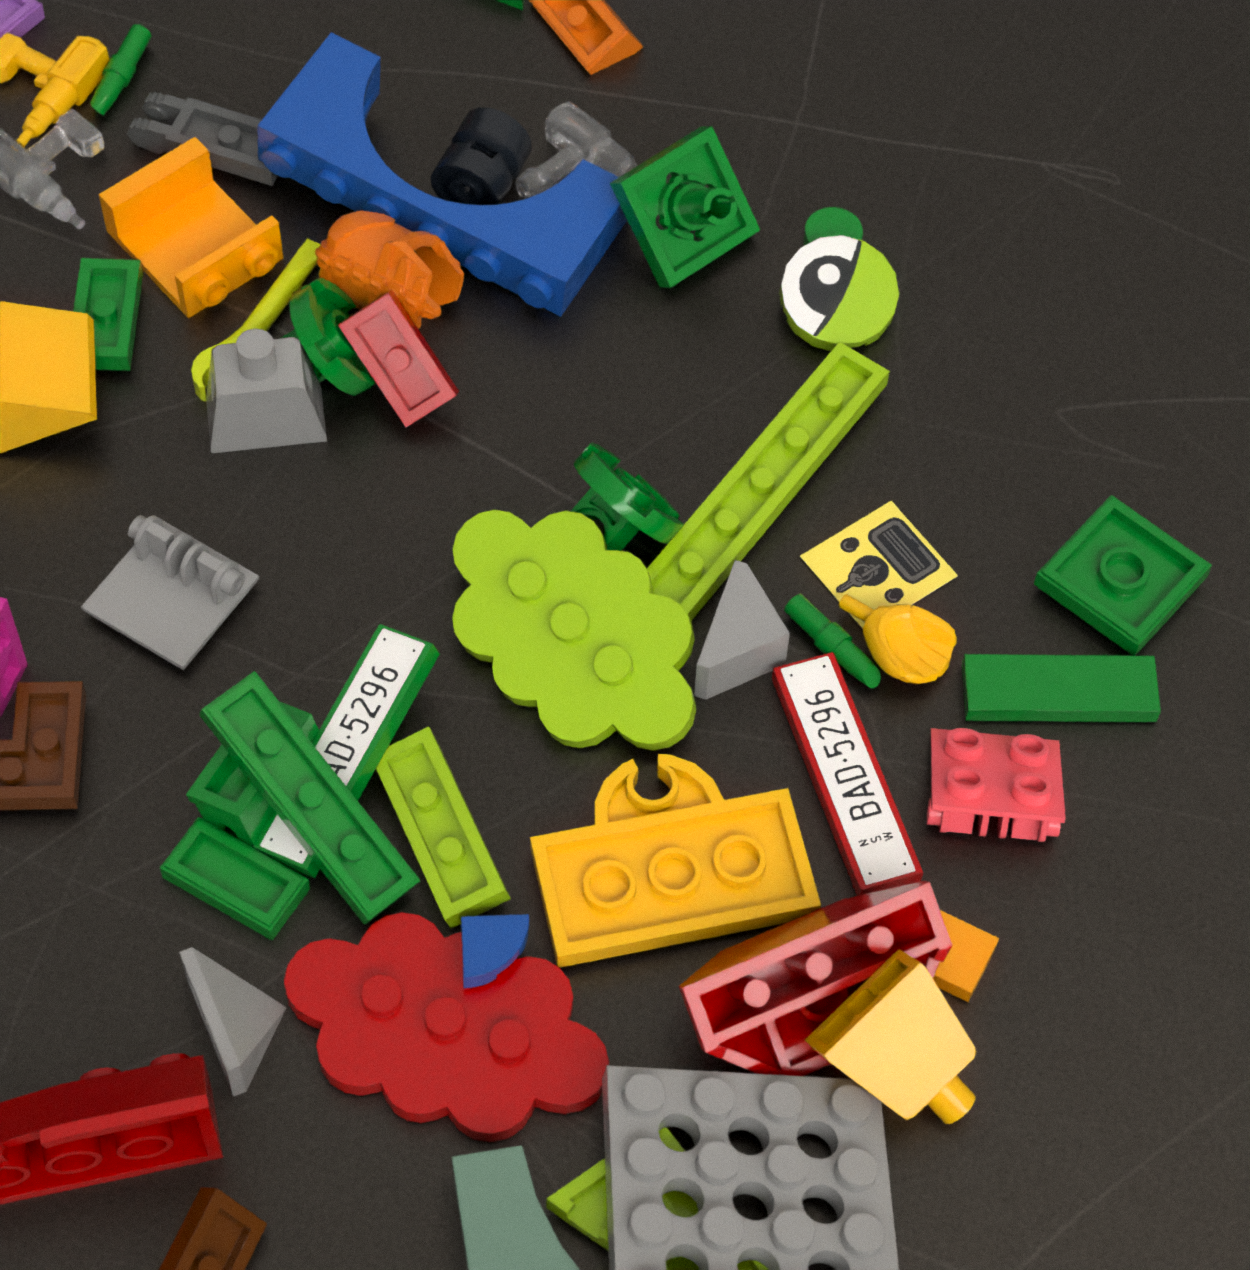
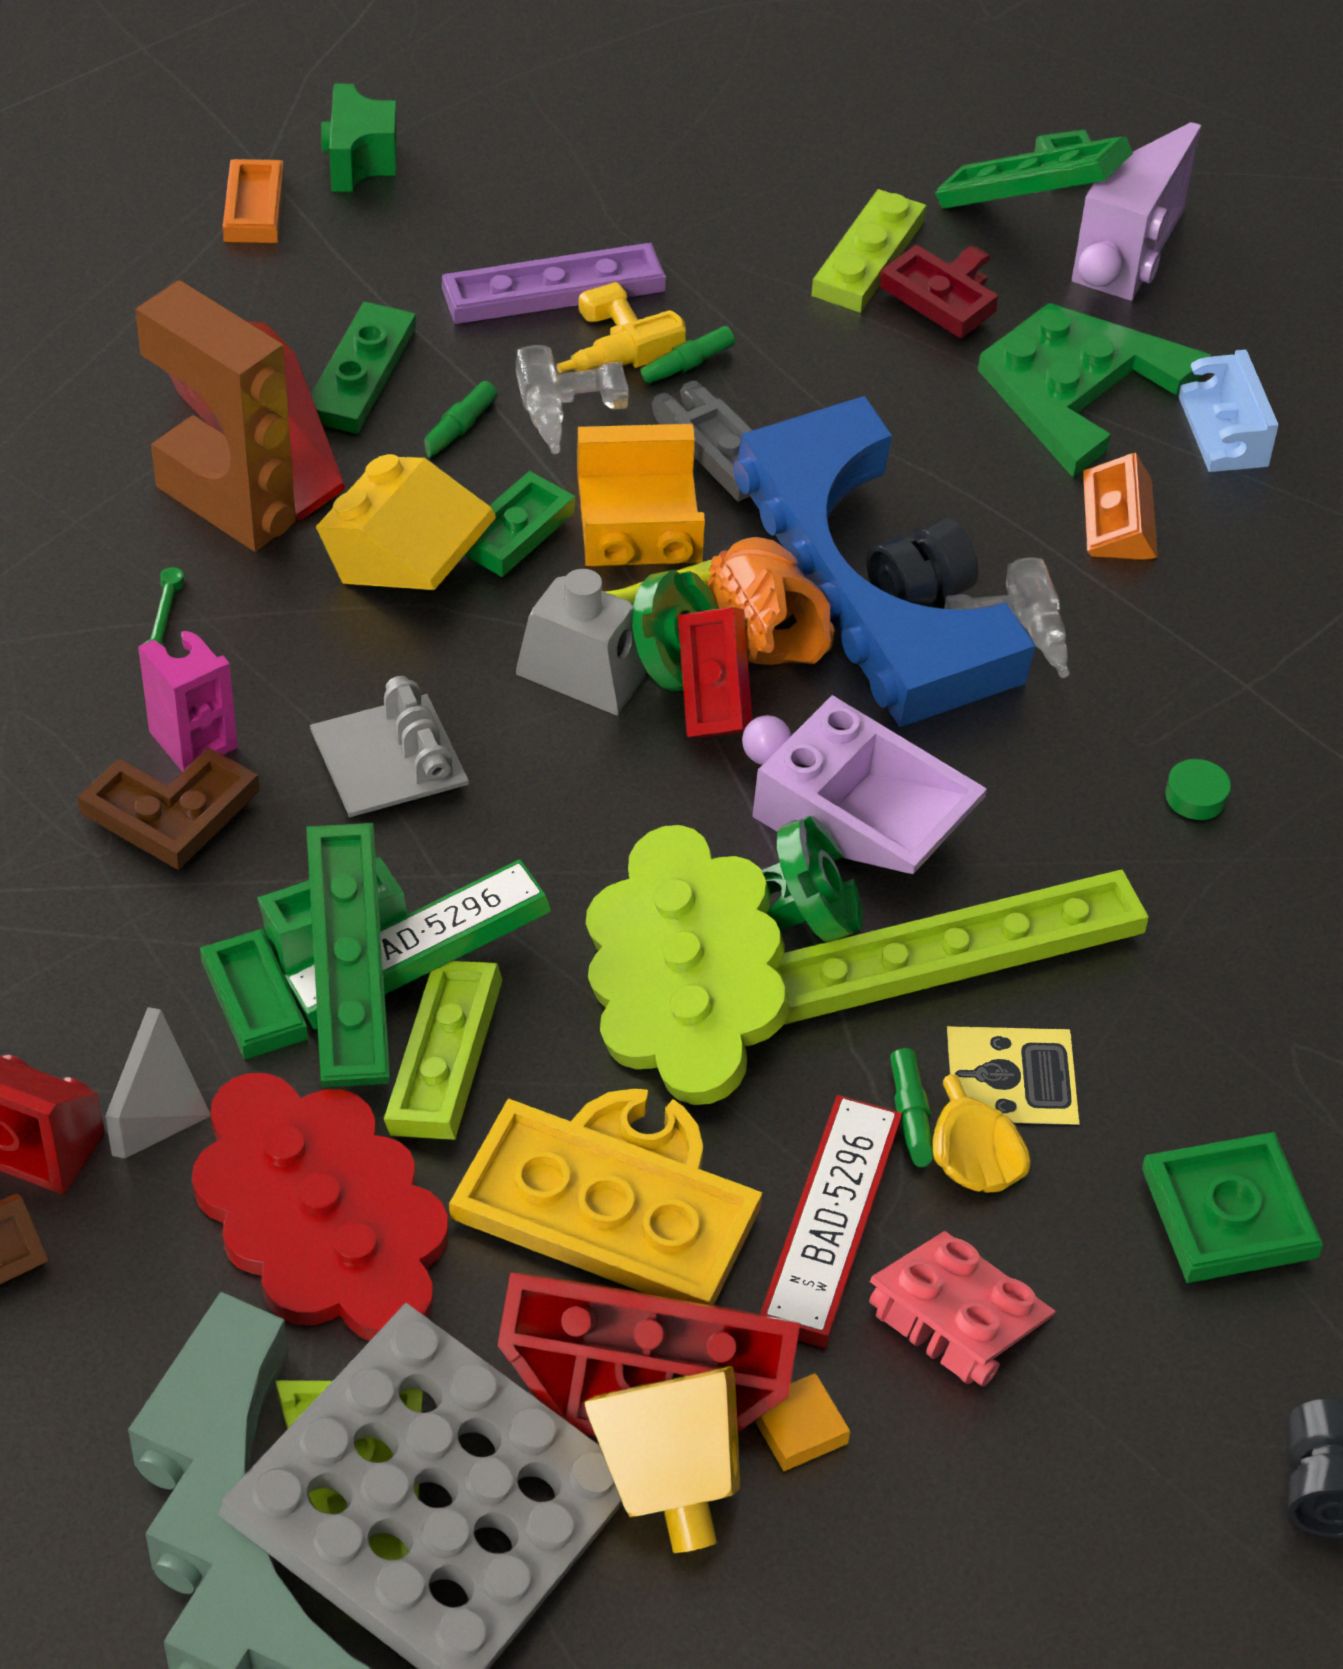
camera: 35 degrees right, 10 degrees down
(491, 945) = (401, 1158): blue tile -> none
(603, 387) = (862, 782): none -> lavender slope
(684, 204) = (1102, 710): green plate -> none
(743, 637) = (821, 1051): light grey slope -> none
(839, 292) = (1159, 833): tile -> none
(1060, 688) = (1092, 1267): green tile -> none

